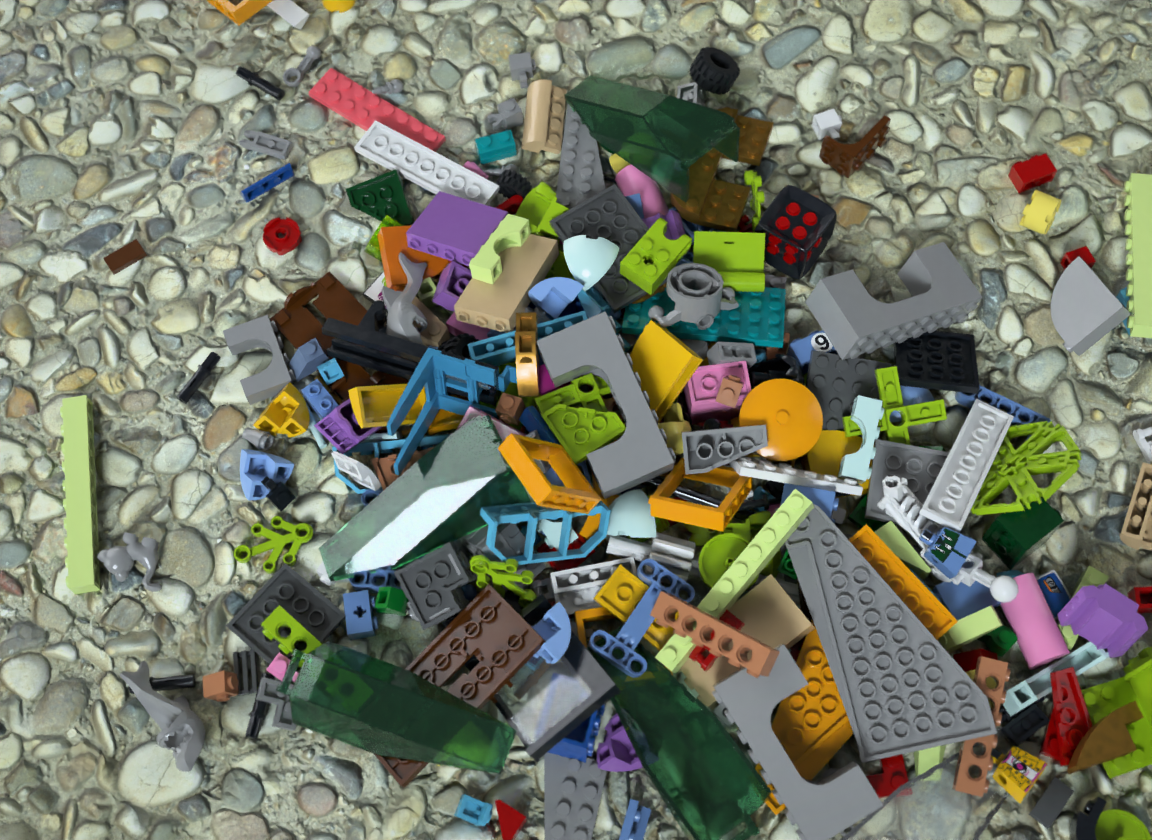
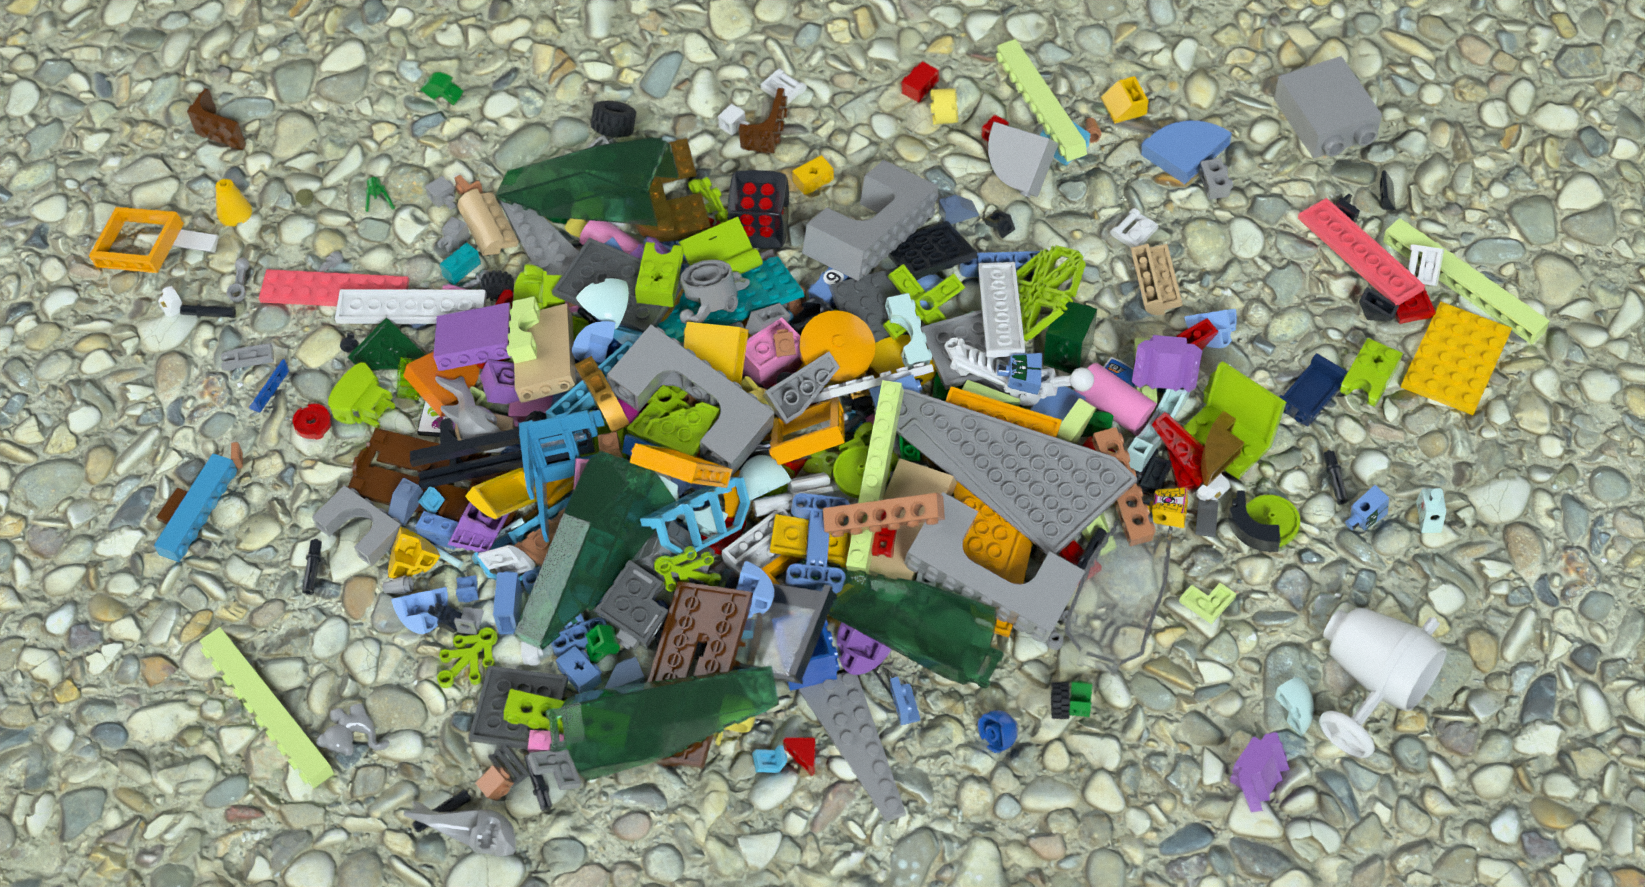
camera: 30 degrees left, 10 degrees down
(138, 267) = (195, 507): none -> dark azure brick
(200, 235) = (237, 455): none -> nougat tile
(233, 57) = (170, 301): none -> white rock
(297, 508) = (469, 621): none -> light grey bracket
(314, 474) = (467, 589): none -> medium blue bracket
(332, 230) = (359, 392): none -> lime piece
(335, 510) = (507, 602): none -> medium blue brick
(356, 176) = (349, 343): none -> black plate
(395, 646) = (626, 673): none -> sand blue slope
(404, 13) = (304, 196): none -> olive plate
(466, 34) = (375, 188): none -> green plant
(542, 73) = (463, 187): none -> nougat bracket
(870, 220) = (813, 175): none -> yellow brick
(888, 107) = (774, 82): none -> white plate
(912, 771) = (1094, 542): none -> black axle
(990, 327) = (956, 209): none -> sand blue slope
(1026, 364) = (1000, 221): none -> black bracket
(1078, 779) = (1215, 490): none -> white rock

